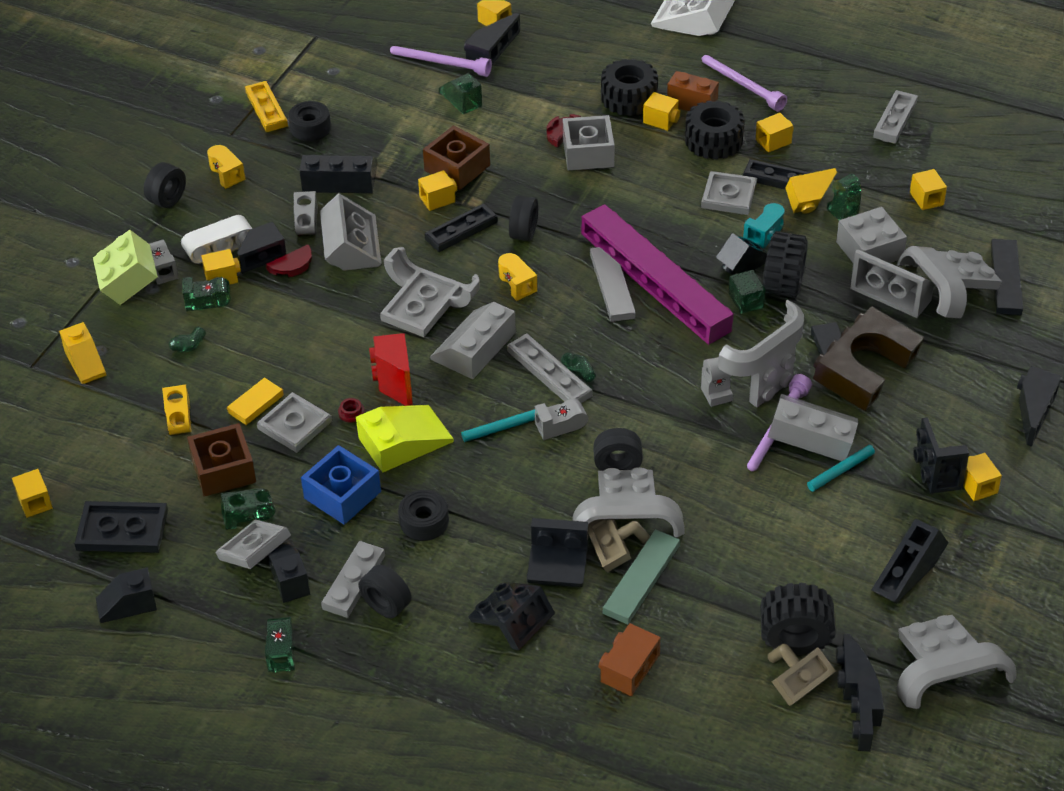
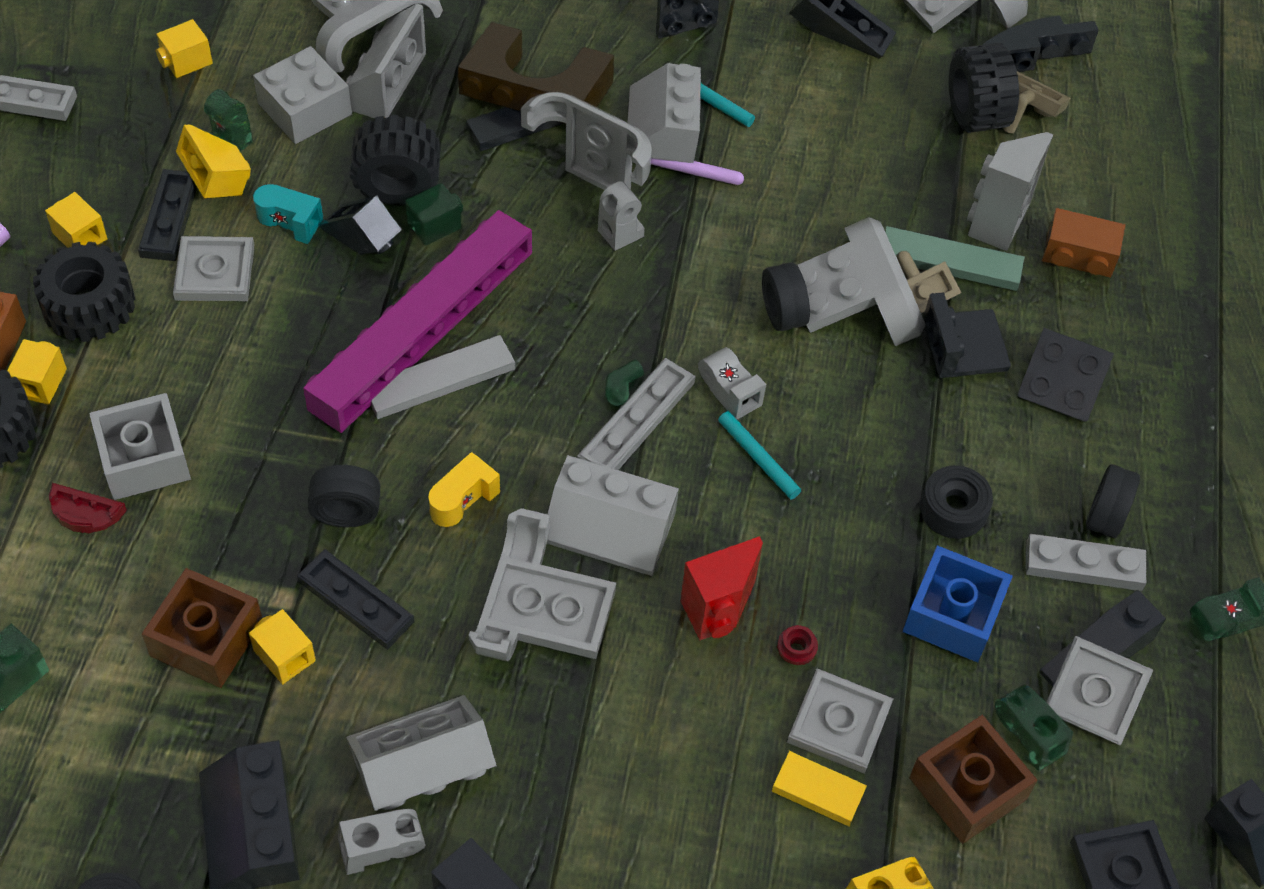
camera: 110 degrees left, 10 degrees up
(292, 263) = (495, 829): dark red tile -> none
(401, 434) = (825, 563): neon yellow slope -> none
(672, 596) = (1007, 189): none -> light grey slope

